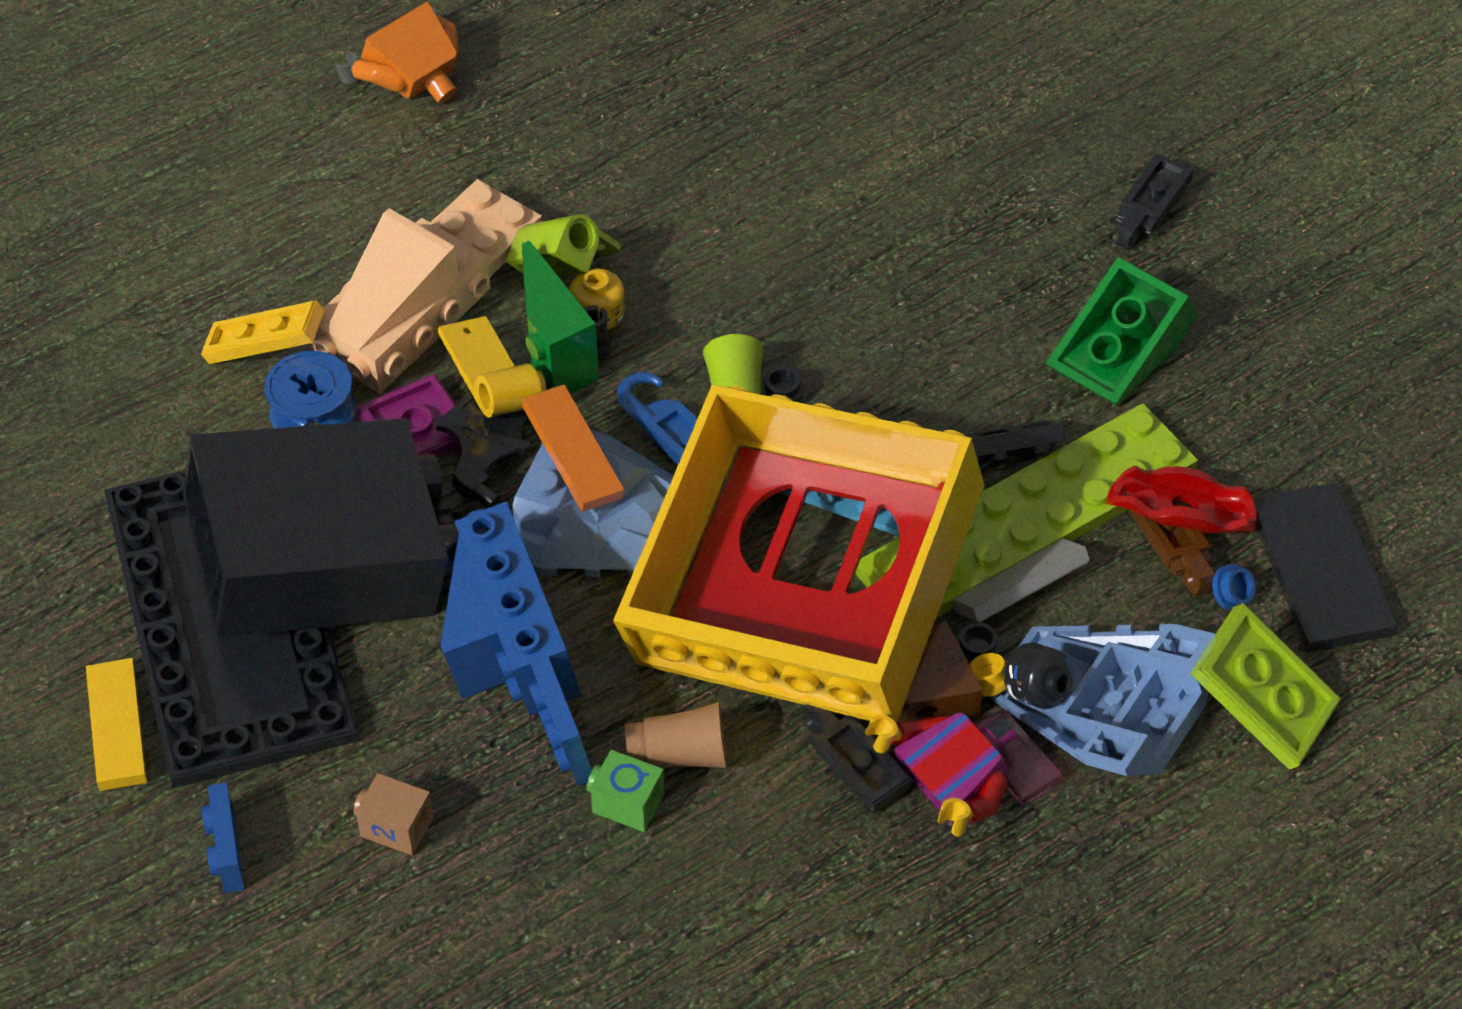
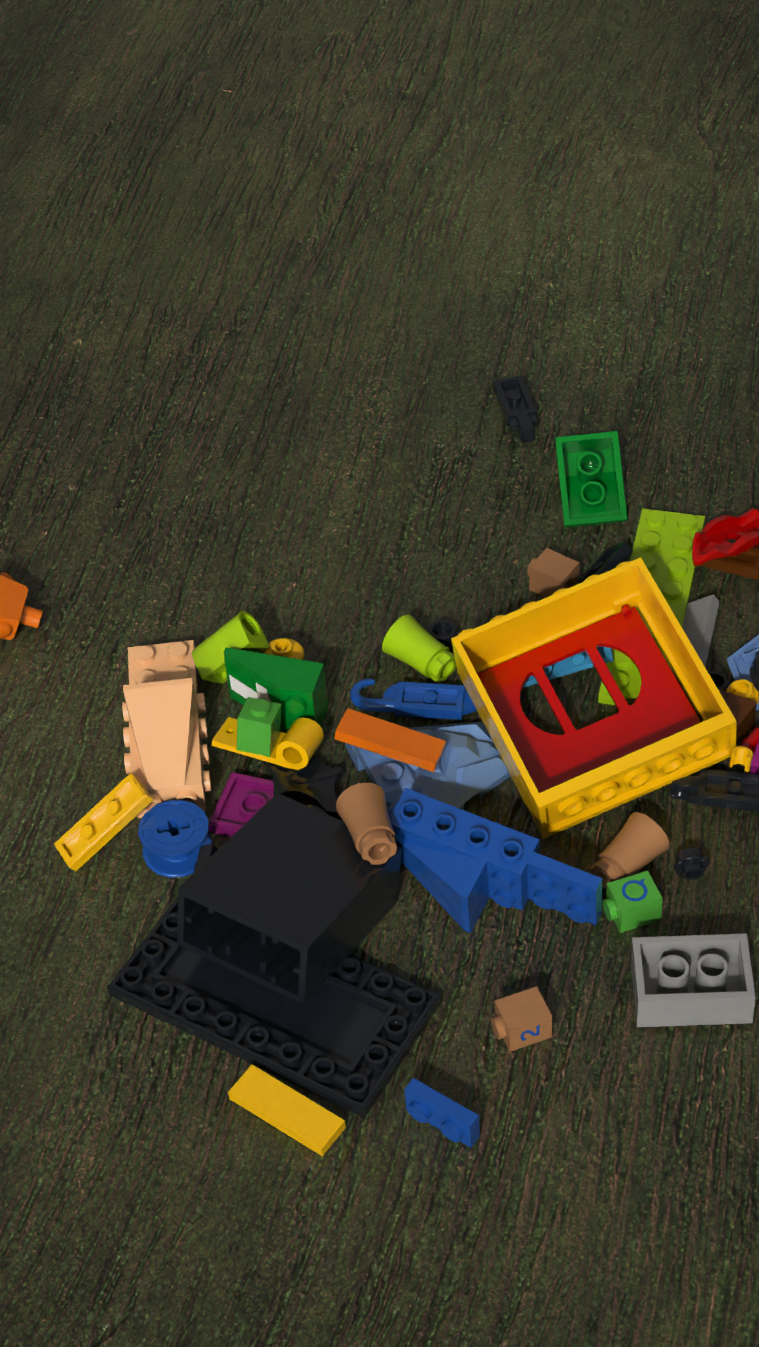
camera: 40 degrees left, 5 degrees down
(430, 507) = (367, 819): none -> medium nougat plant
(481, 342) = (258, 726): none -> bright green brick
(576, 908) = (692, 980): none -> light grey brick
(729, 800) = (691, 863): none -> black plate
(960, 403) = (552, 572): none -> medium nougat brick

